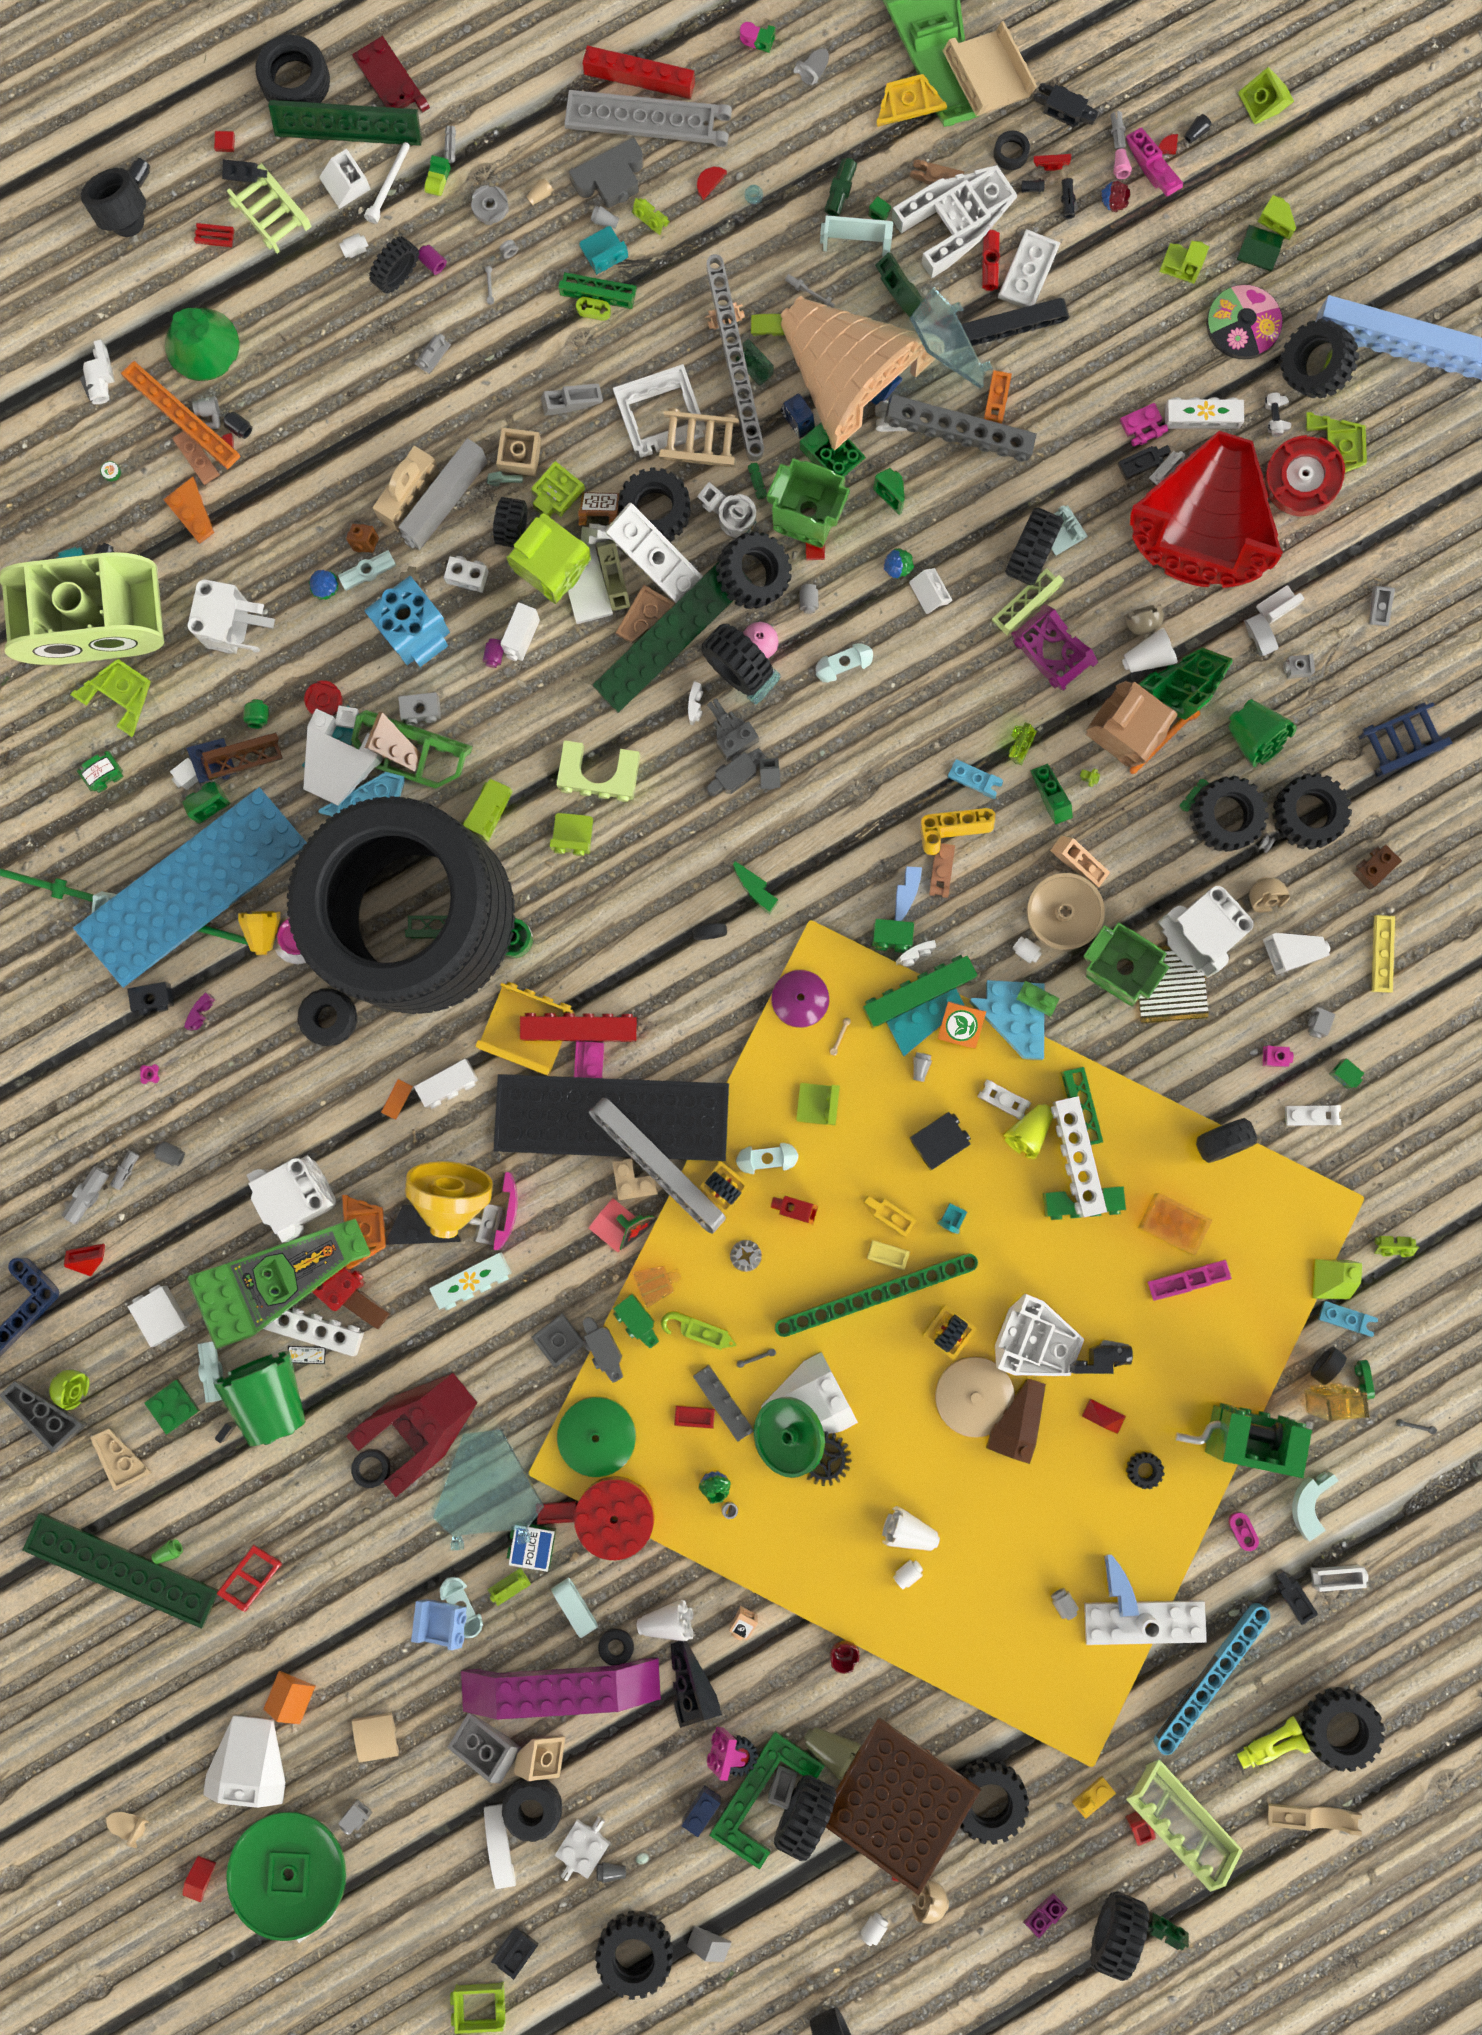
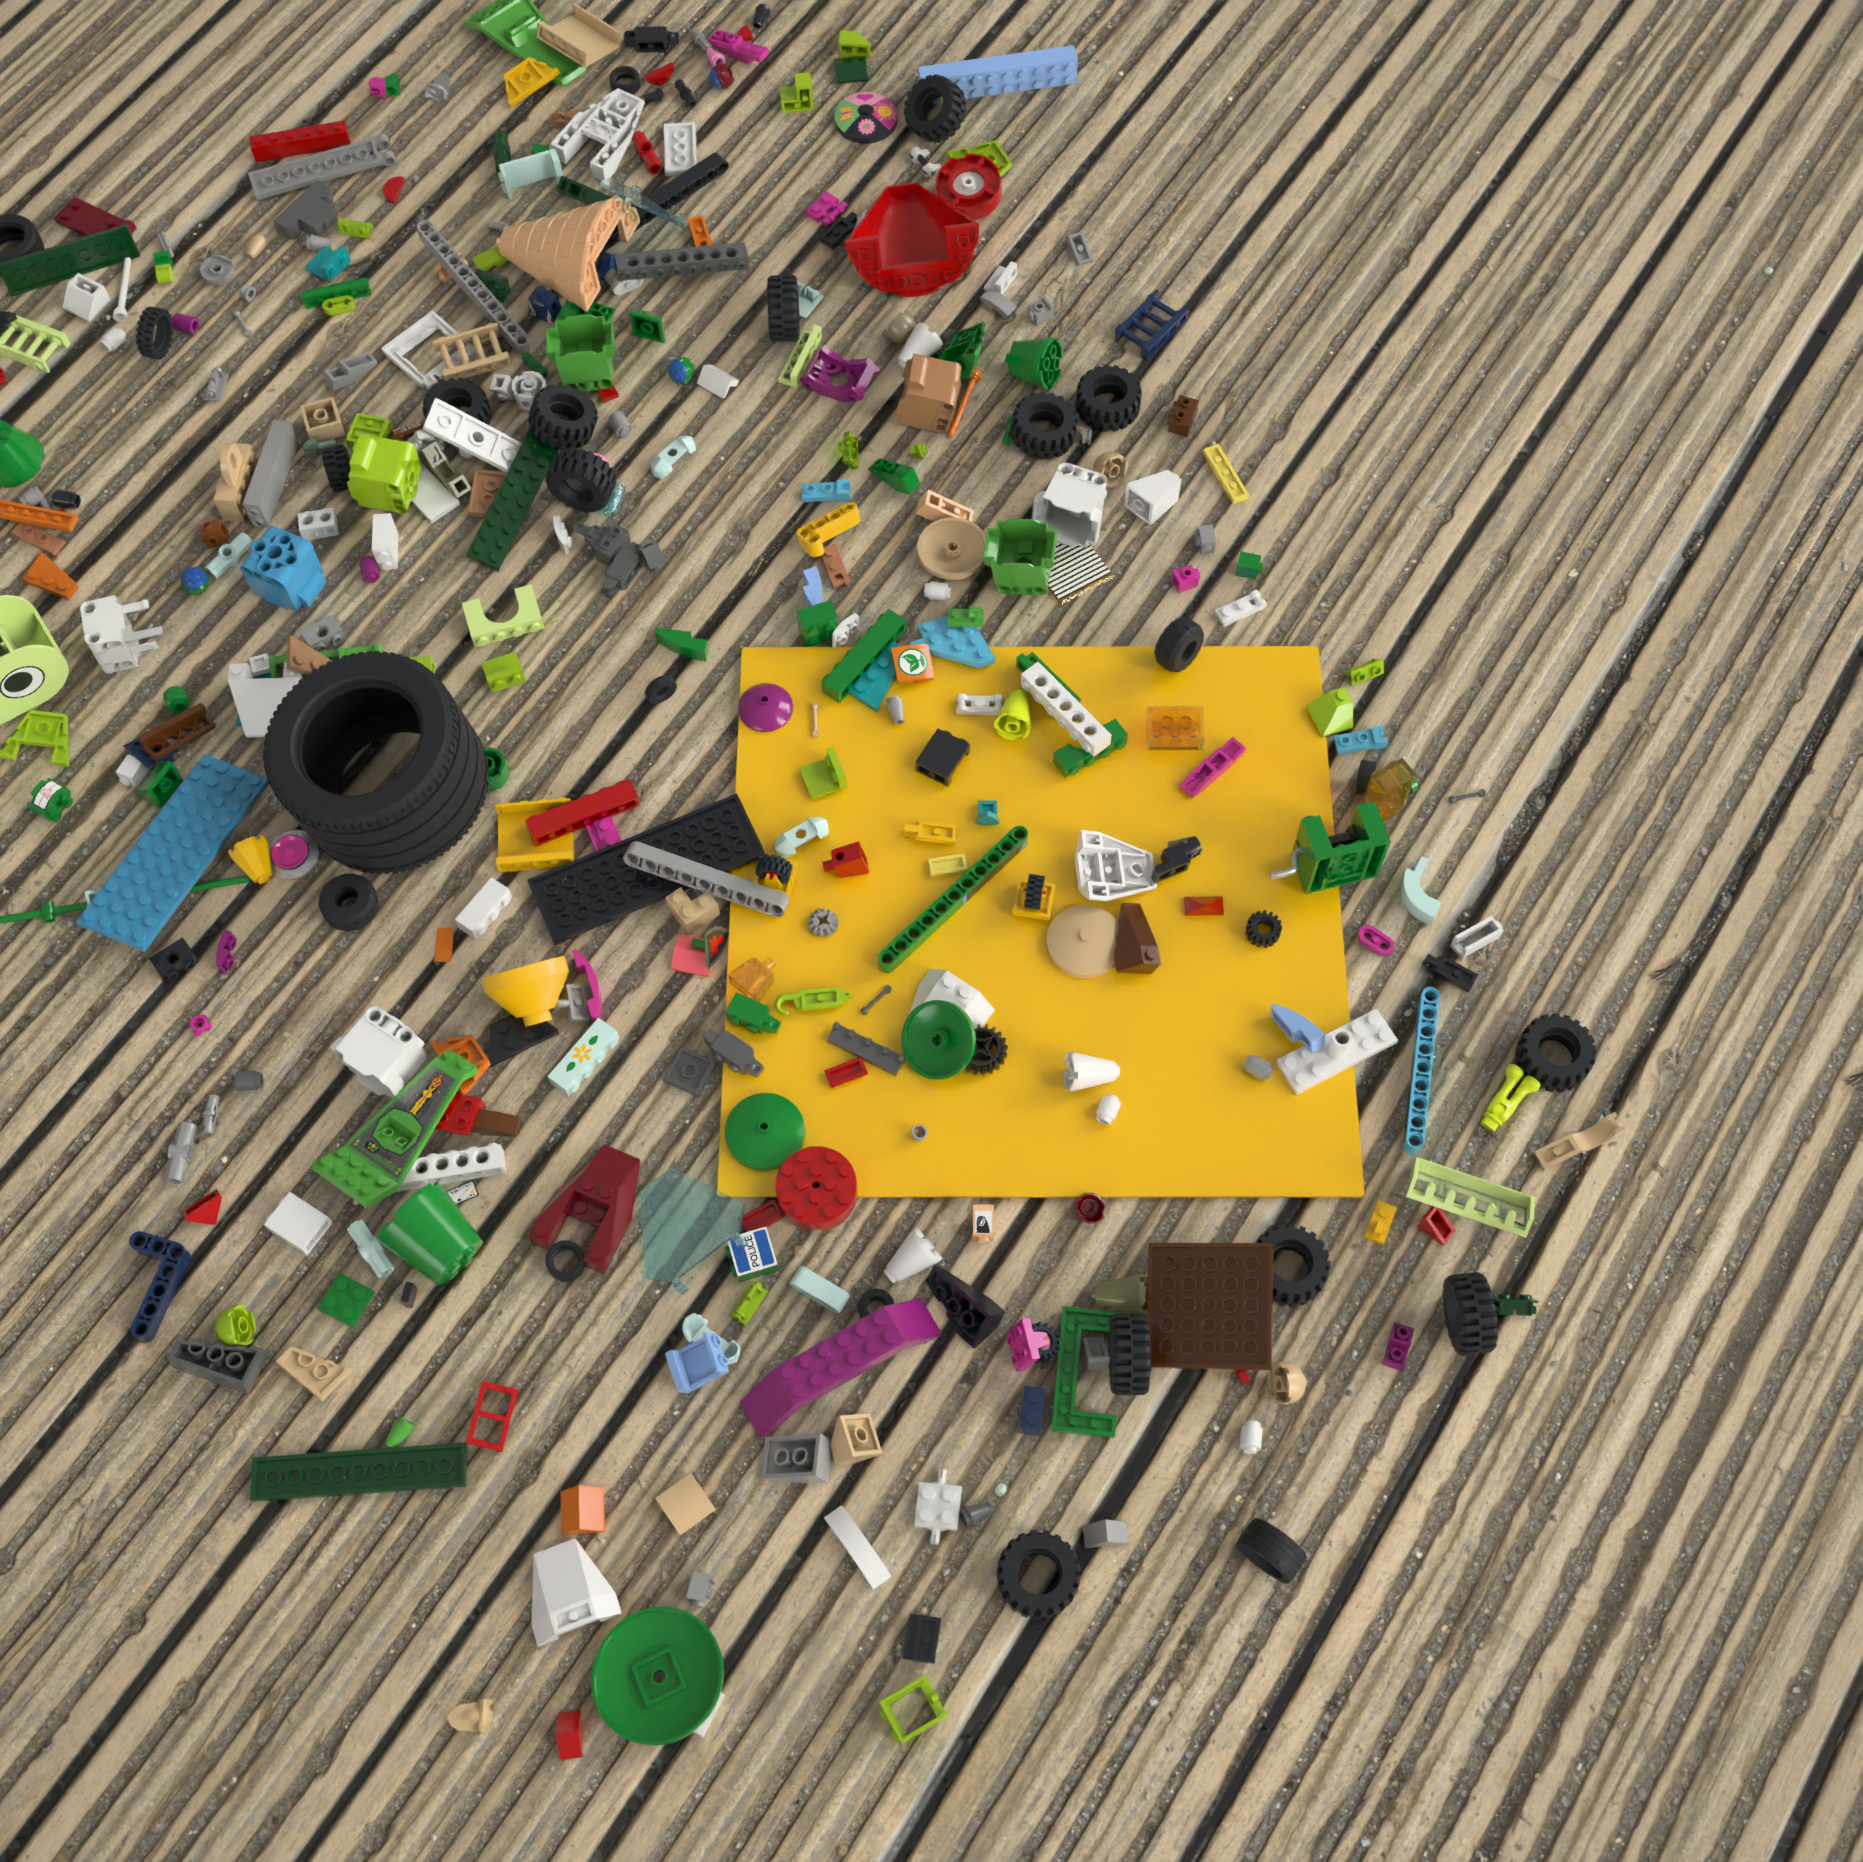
camera: 30 degrees left, 20 degrees down
(324, 697) = (230, 657): red tile -> none
(530, 1828) = (870, 1468): black tyre -> none
(715, 1487) = (895, 1117): green piece -> none
(753, 189) = (433, 183): clear light blue plate -> none
(1204, 413) = (868, 182): white brick -> none

